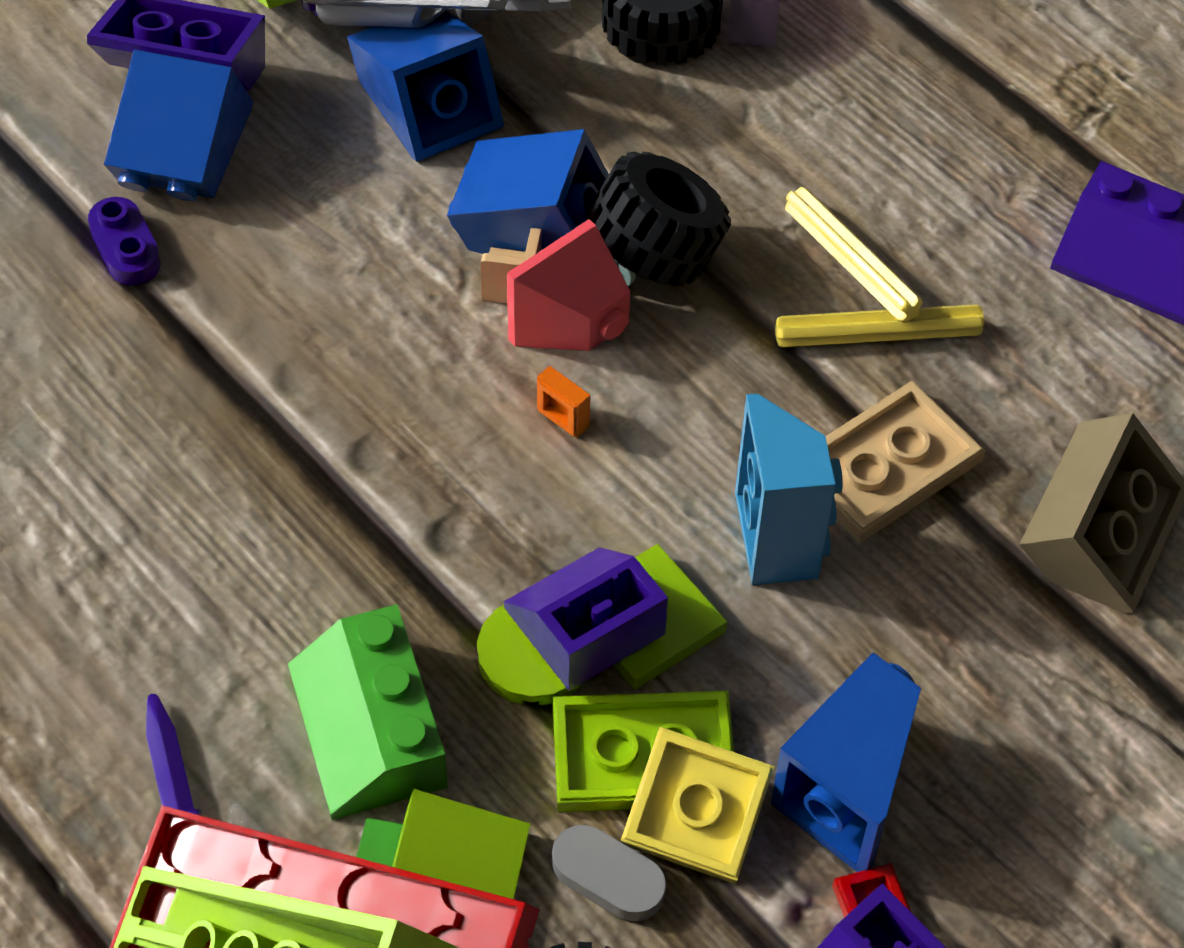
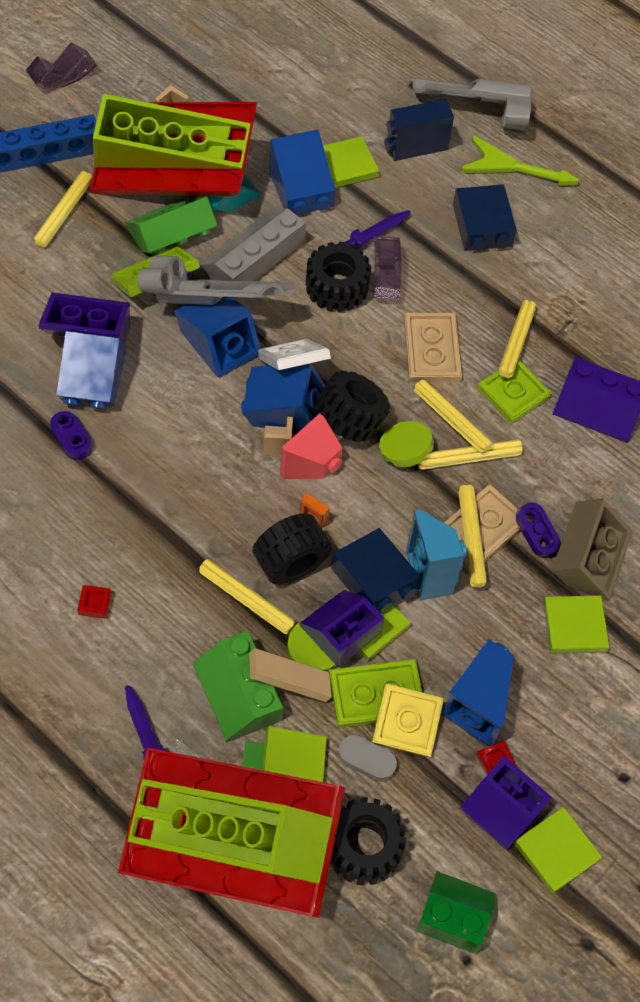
camera: 10 degrees left, 5 degrees up
(116, 536) = (94, 601): none -> red tile
(412, 549) = (247, 596): none -> light yellow axle
(469, 695) = (289, 675): none -> tan tile
(505, 461) = (292, 548): none -> black tyre
(559, 120) = (293, 354): none -> white tile
(669, 518) = (376, 571): none -> dark blue brick
(757, 296) = (406, 443): none -> lime tile
(829, 135) = (432, 347): none -> tan tile
(866, 471) = (472, 536): none -> light yellow axle
(978, 221) = (514, 395): none -> lime tile
(992, 129) = (517, 339): none -> light yellow axle
(1001, 468) = (538, 529): none -> dark purple plate
(1061, 653) = (576, 624): none -> lime tile

